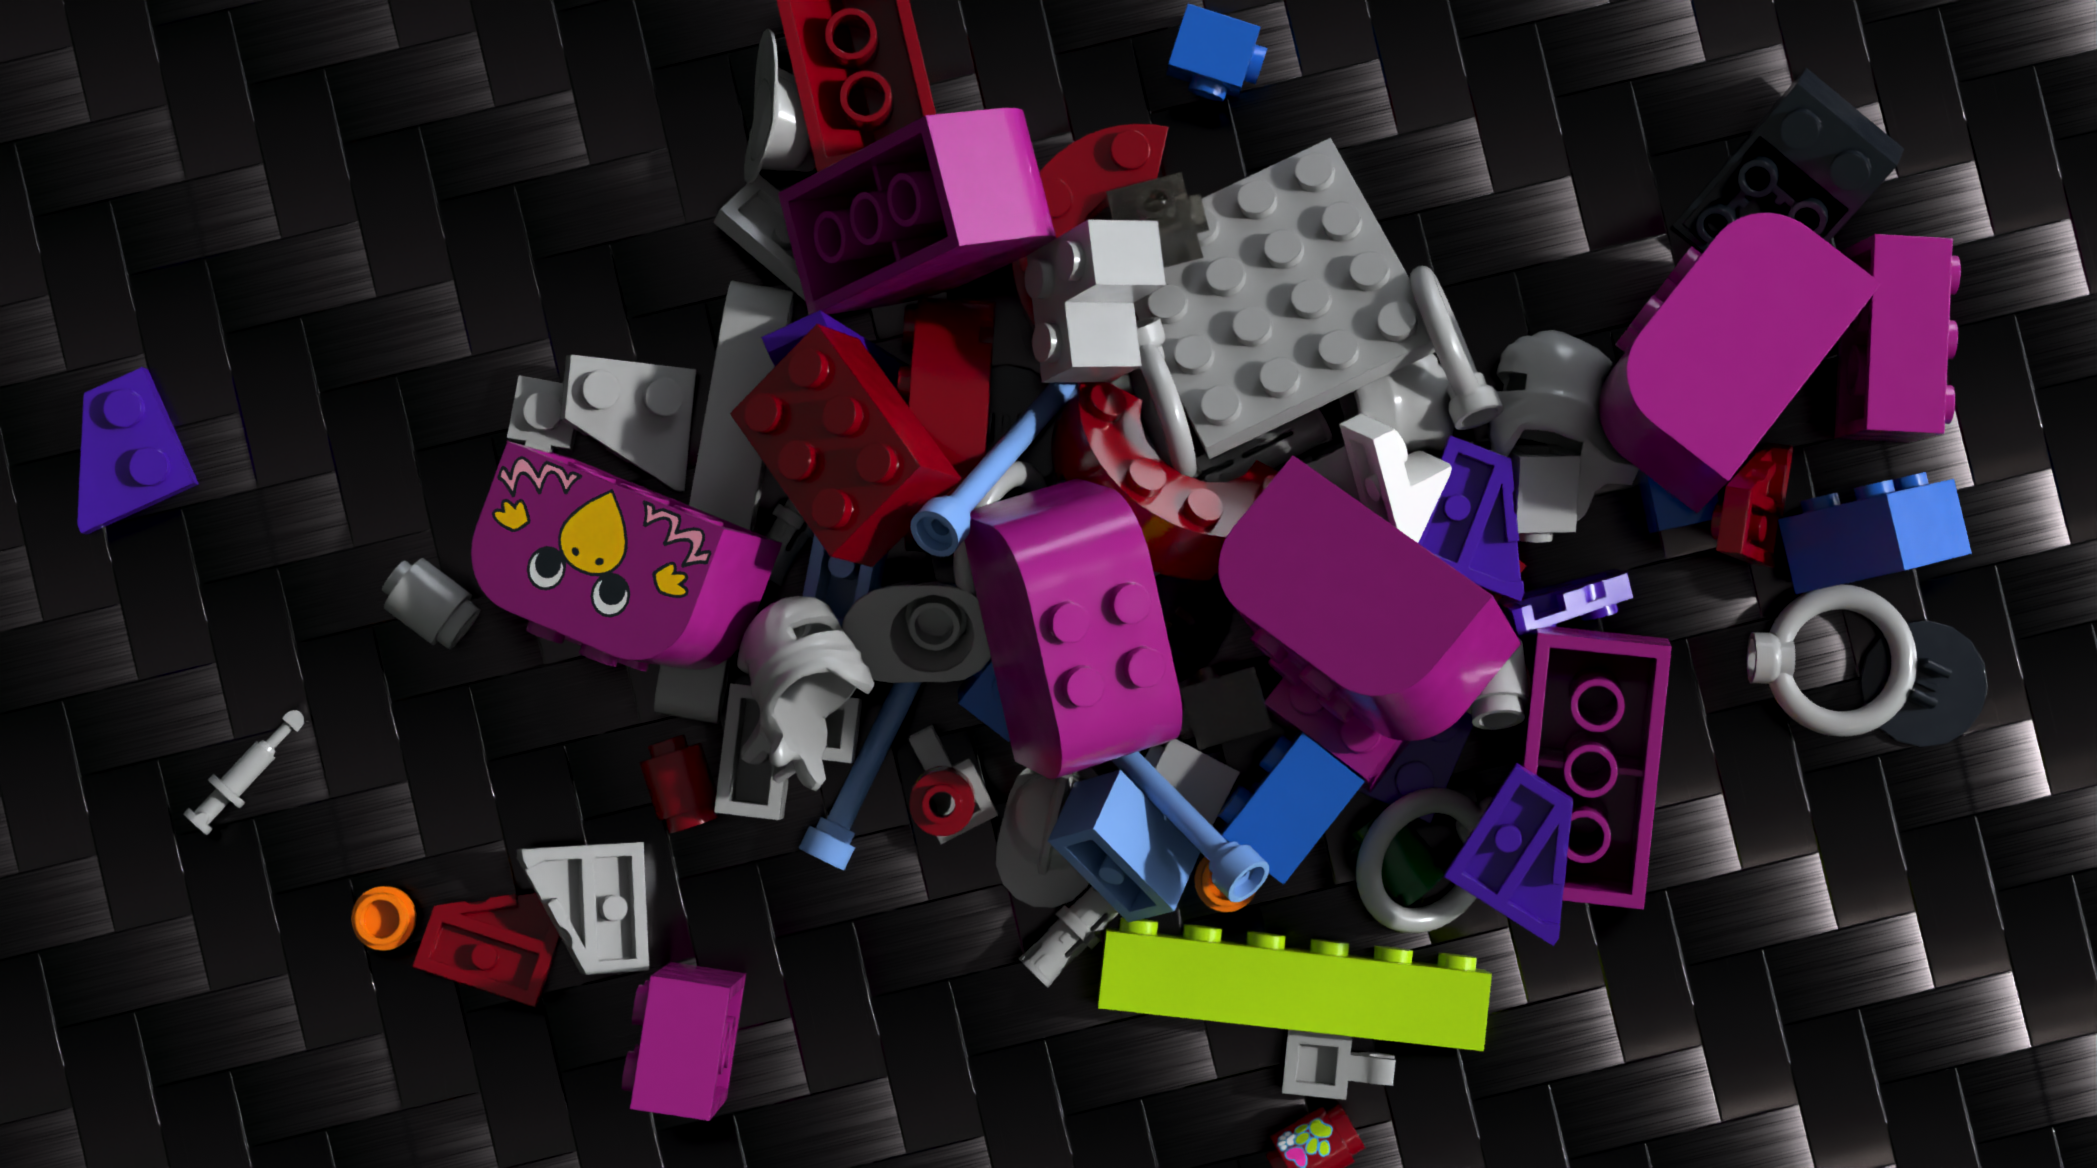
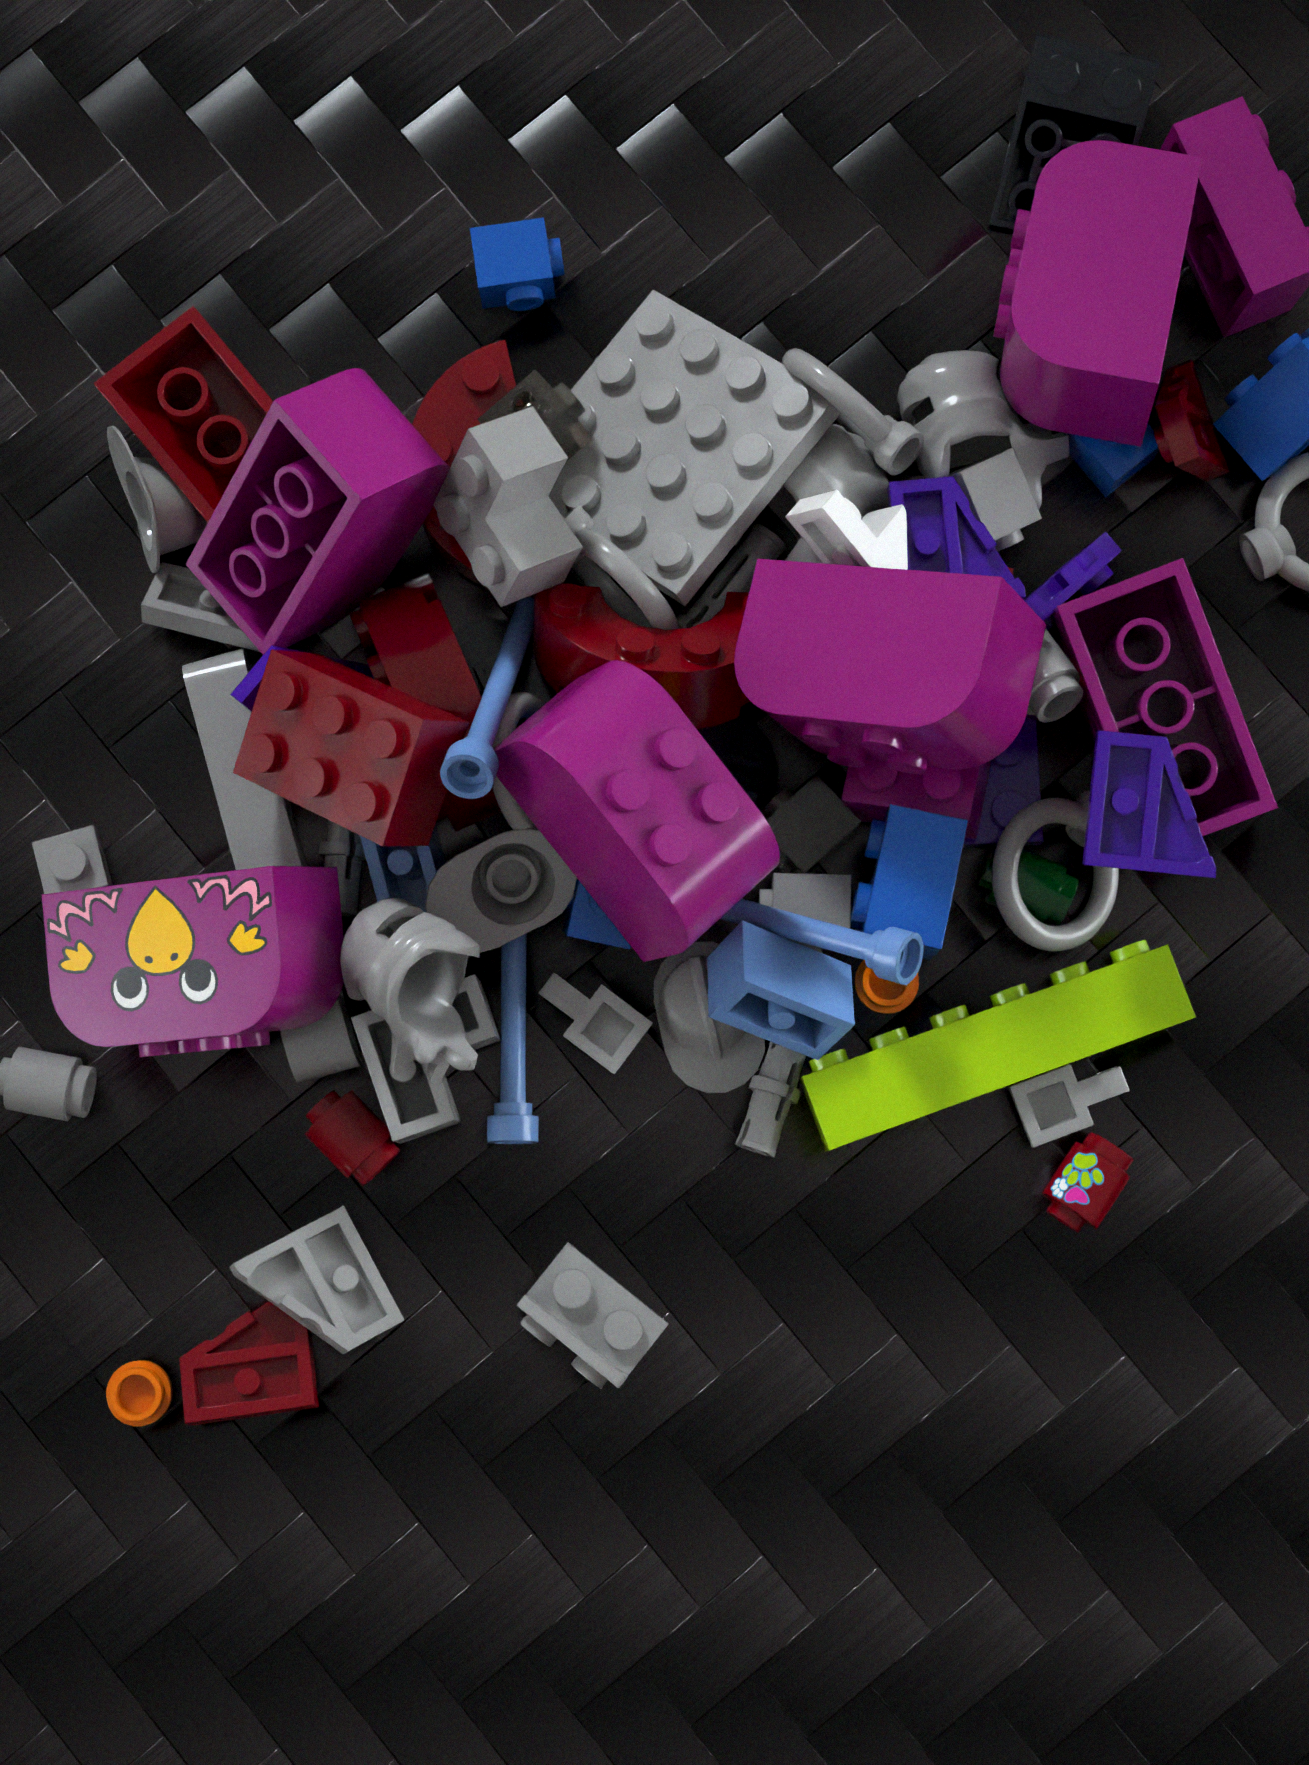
camera: 20 degrees left, 5 degrees down
(633, 411) = (148, 823): light grey wing -> none
(685, 1040) = (465, 1365): magenta brick -> none
(815, 1048) = (591, 1317): none -> light grey bracket
(942, 780) = (616, 1037): dark red brick -> none

